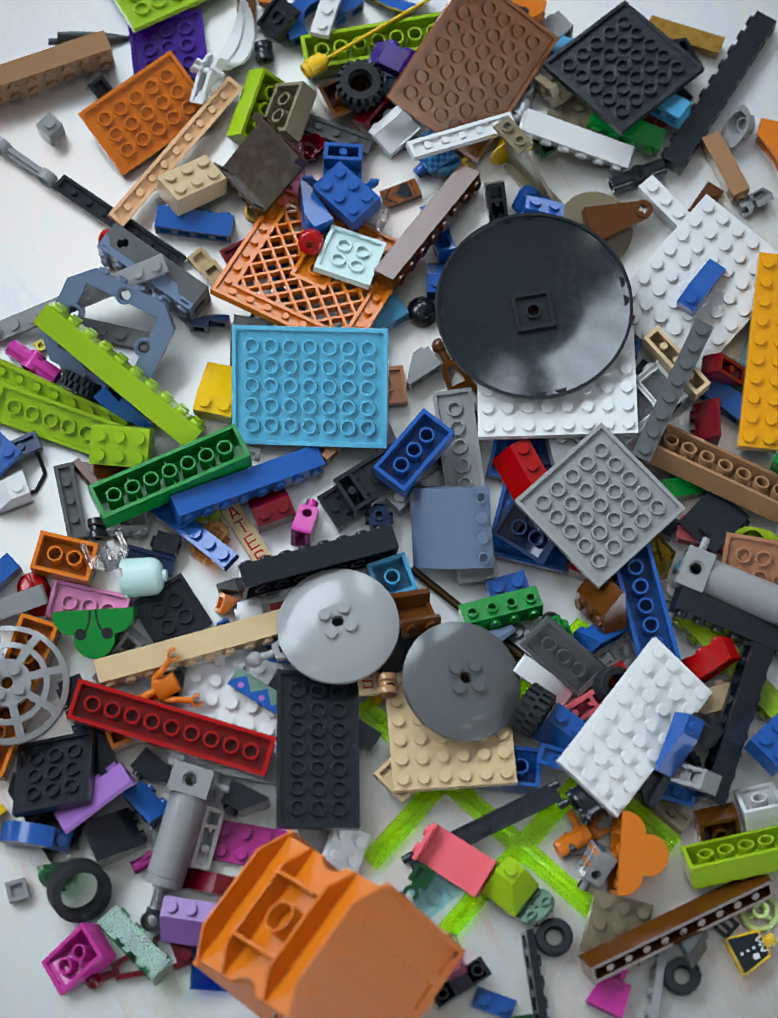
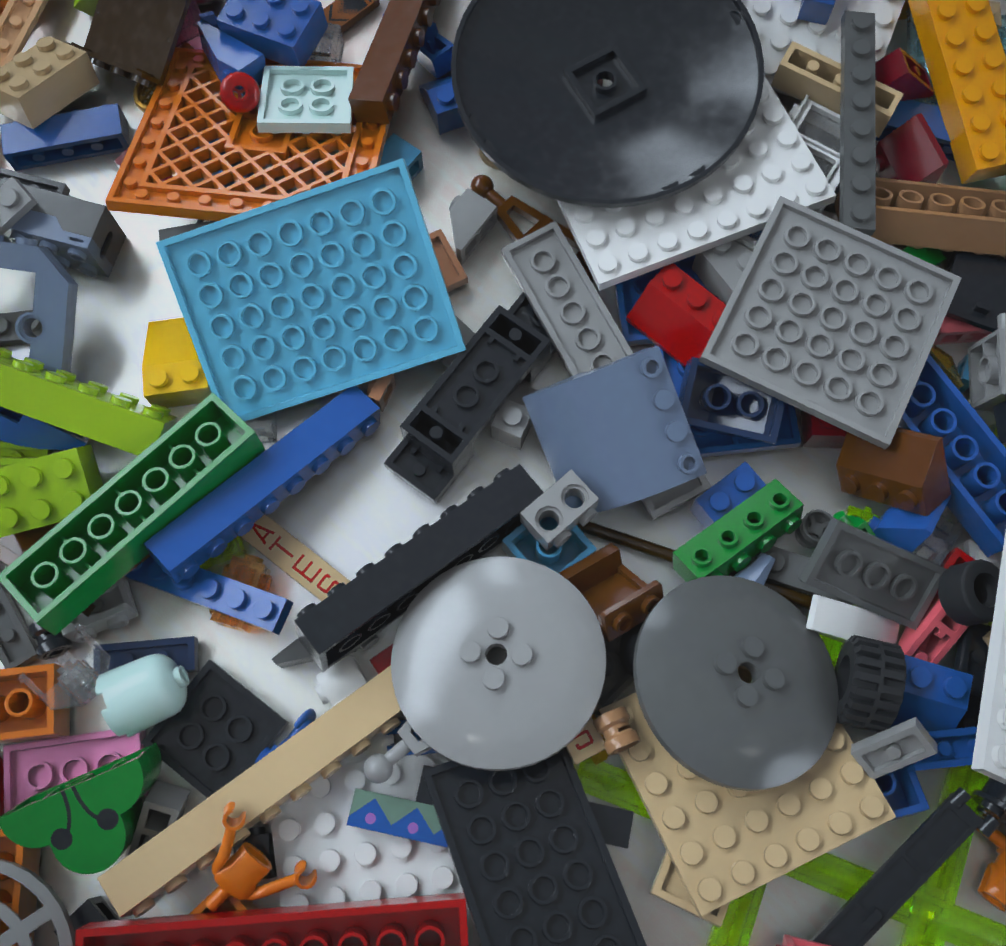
camera: 20 degrees left, 0 degrees up
(166, 543) = (171, 620): black brick -> none
(203, 323) = (124, 268): dark blue slope -> none
(205, 265) = (92, 185): tan slope -> none
(225, 602) = (298, 681): orange slope -> none
(272, 510) = (322, 507): dark red slope -> none
(305, 524) = (380, 511): dark pink torso -> none
(378, 510) = (487, 450): dark blue brick -> none
(400, 553) = (553, 505): none -> light grey brick
(413, 453) = (512, 340): blue brick -> none
(421, 312) = (440, 149): black hair -> none
(529, 746) = (894, 748): none -> light grey plate

